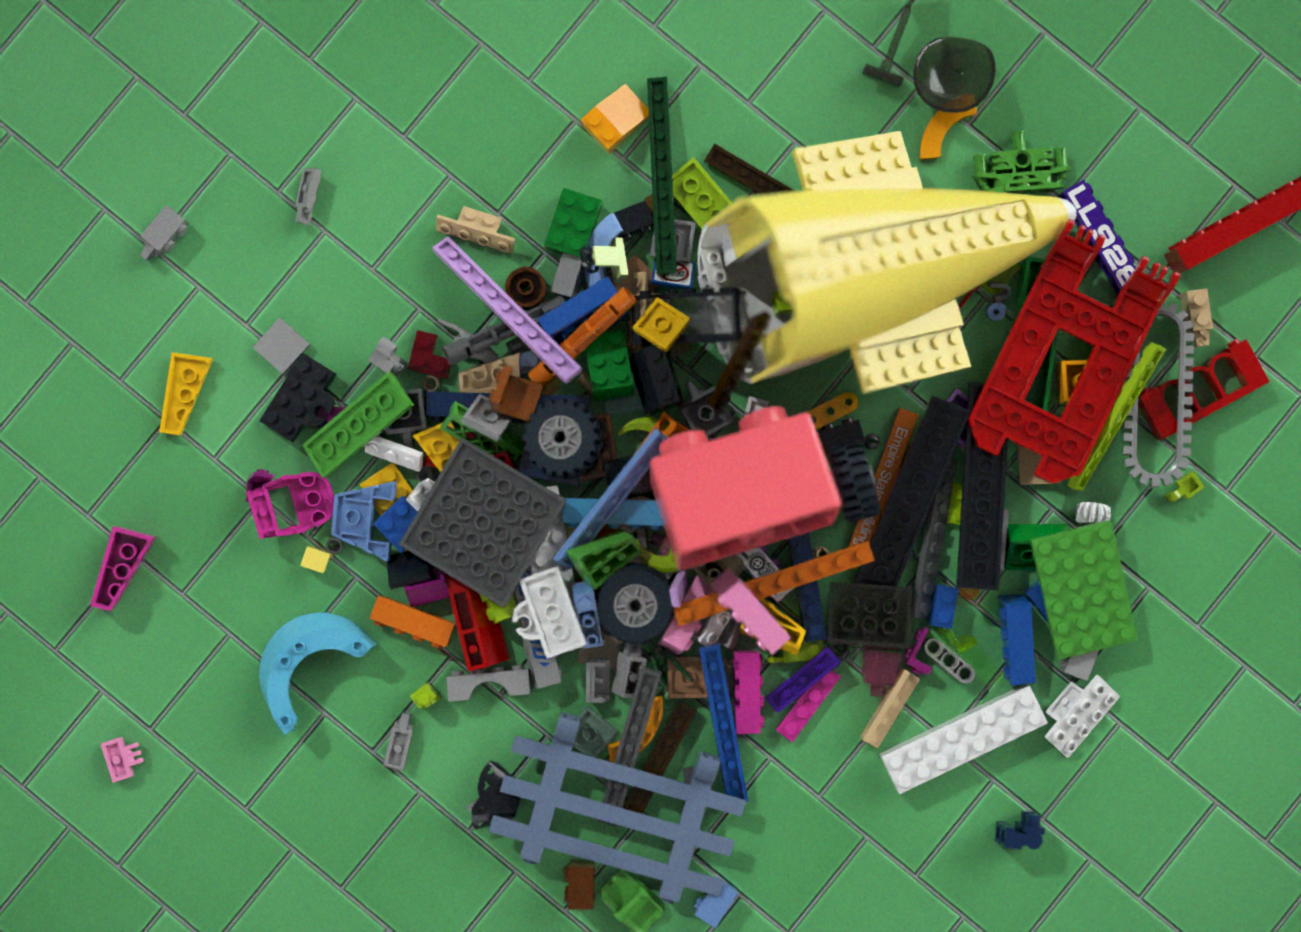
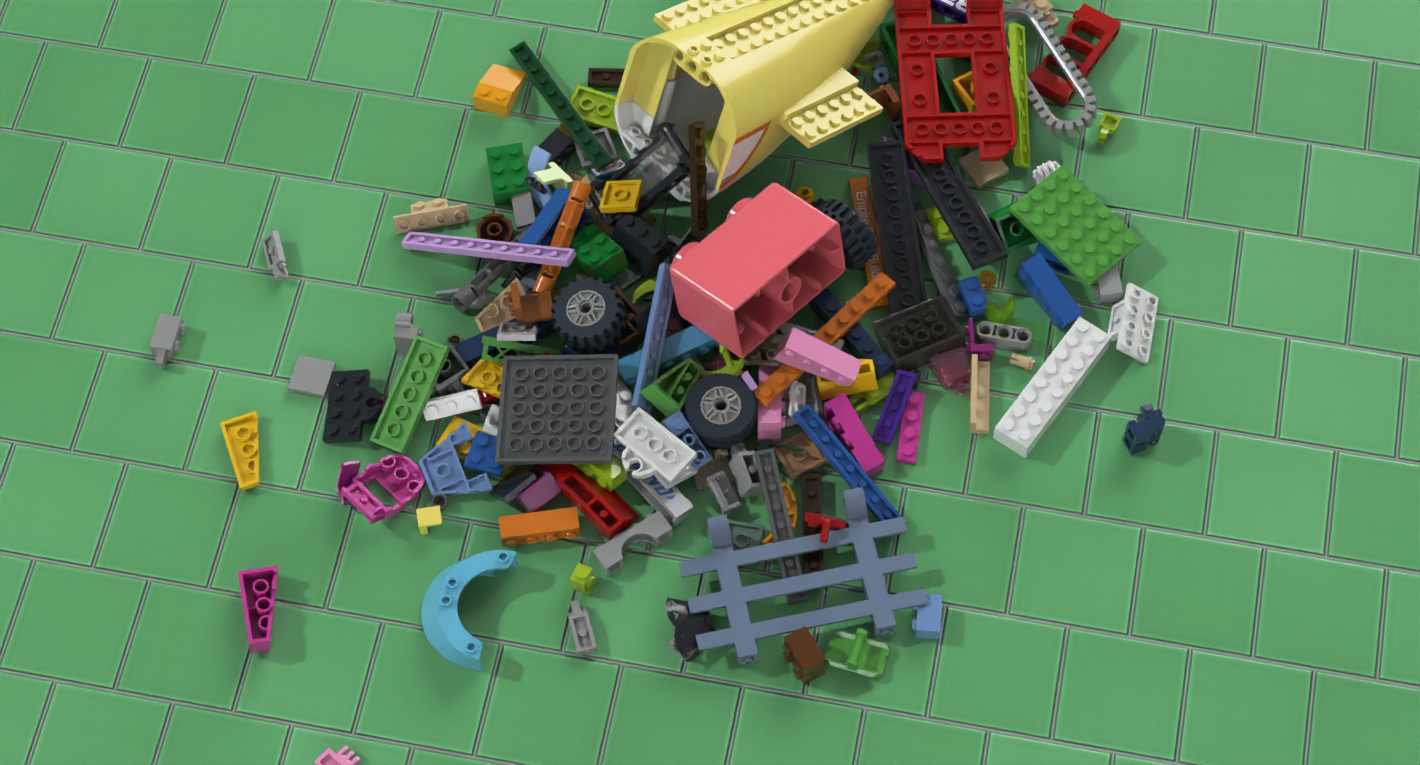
camera: 25 degrees left, 25 degrees down
(422, 356) = (440, 330): dark red plate -> none
(673, 765) = (828, 523): none -> red plate
(951, 695) = (1024, 362): none -> tan pin
(988, 349) = (888, 100): none -> dark orange bracket

